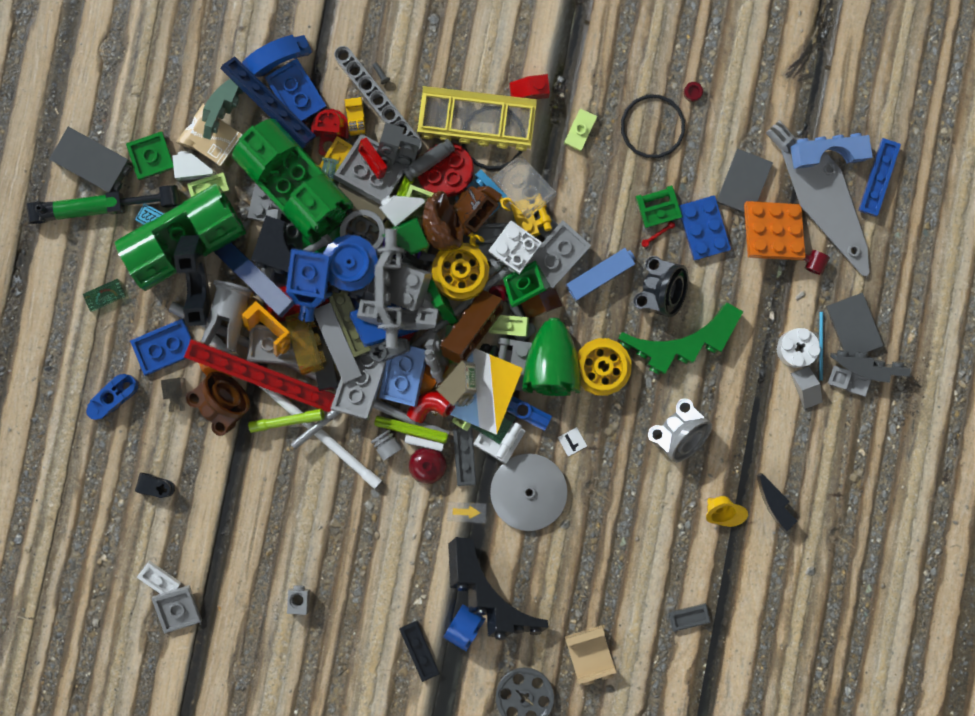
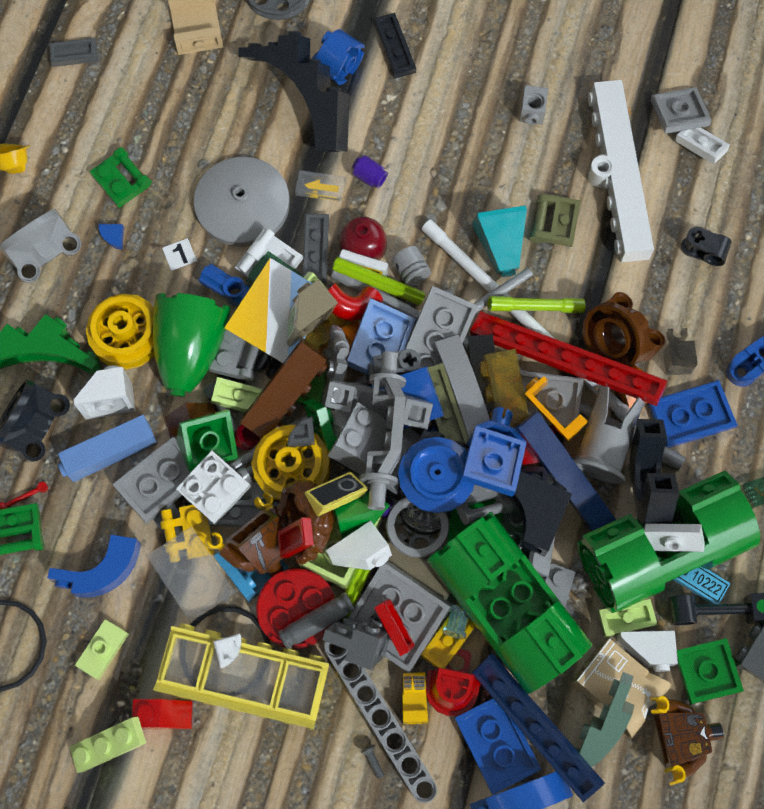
camera: 175 degrees left, 15 degrees down
(167, 107) = (683, 737): none -> torso
(176, 232) = (675, 537): none -> white plate
(224, 548) = (619, 171): none -> white hinge
(269, 496) = (563, 220): none -> olive plate
(315, 476) = (502, 237): none -> teal slope
(420, 237) = (335, 493): none -> slope
(428, 526) = (369, 171): none -> dark purple brick
(447, 205) = (295, 537): none -> red tile
(452, 288) = (302, 434): none -> dark grey tile
(488, 132) = (228, 649): none -> white tile
(563, 62) = (107, 744): none -> yellowish green plate
(585, 179) = (105, 577): none -> blue arch
(605, 313) = (106, 394): none -> white slope
(627, 451) = (113, 234): none -> blue tile
(634, 498) = (114, 183): none -> green plate

